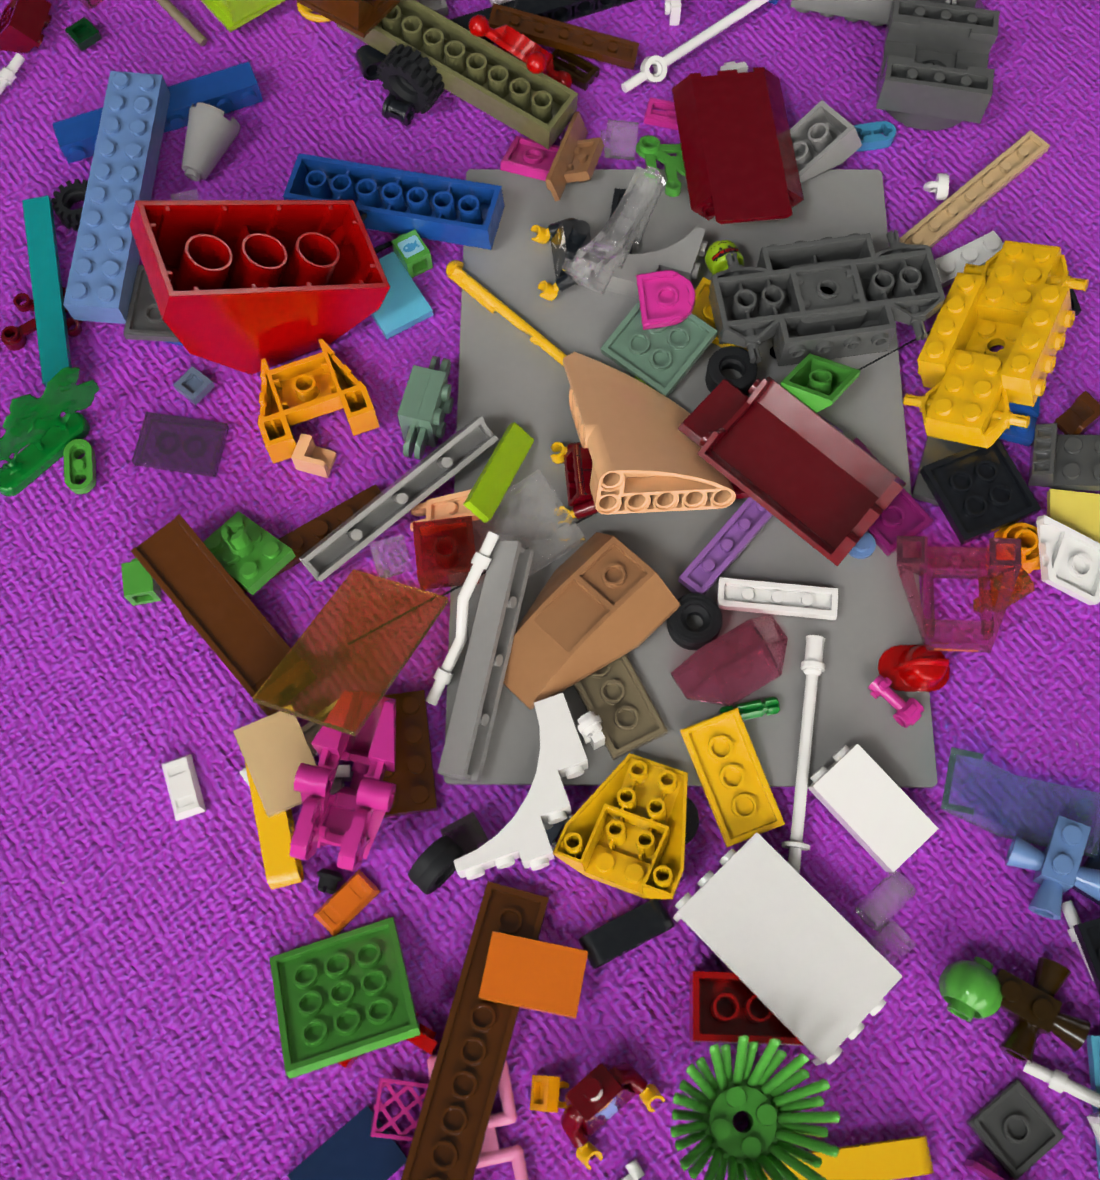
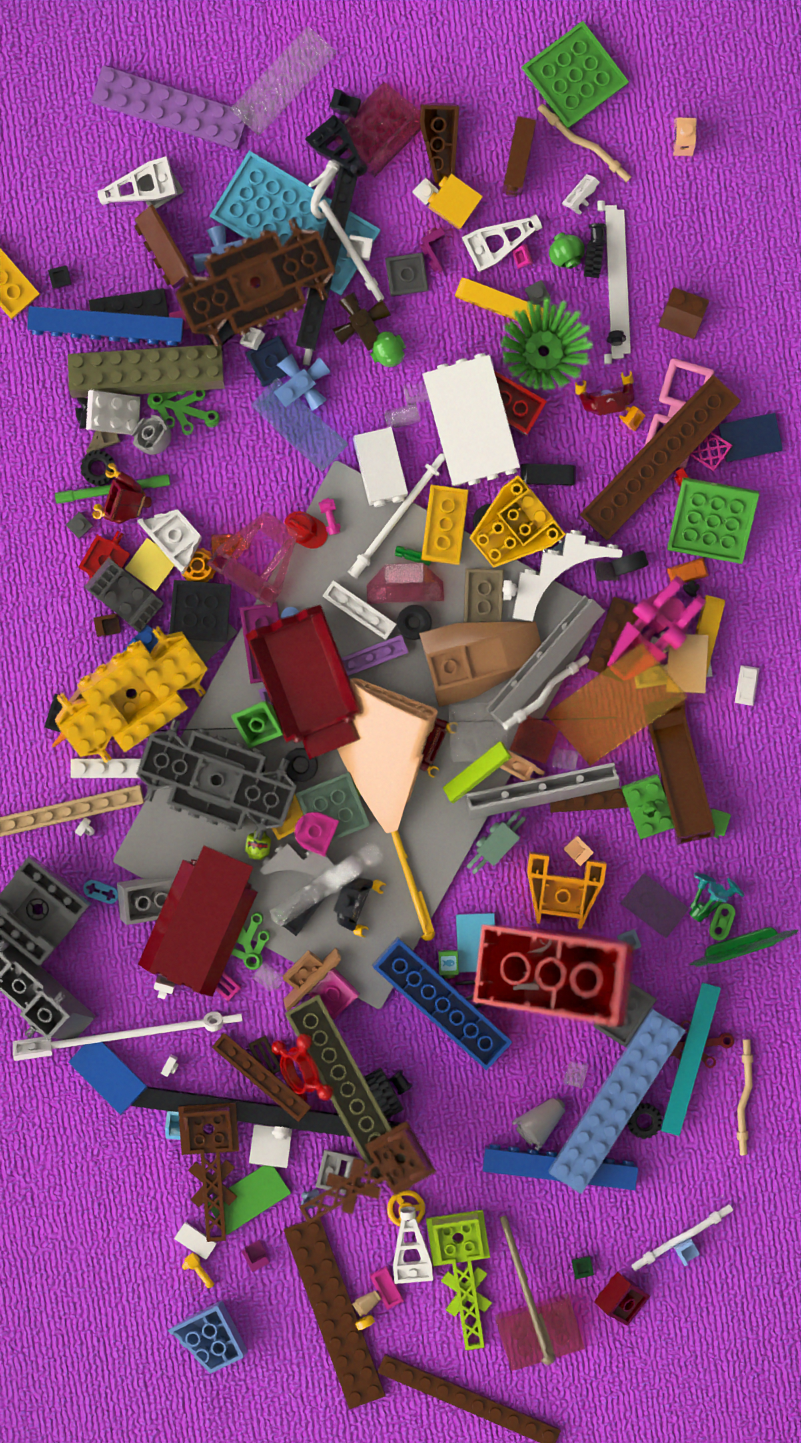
camera: 155 degrees left, 20 degrees up
(95, 482) = (718, 892): none -> plant
(533, 975) = (609, 478): orange tile -> none

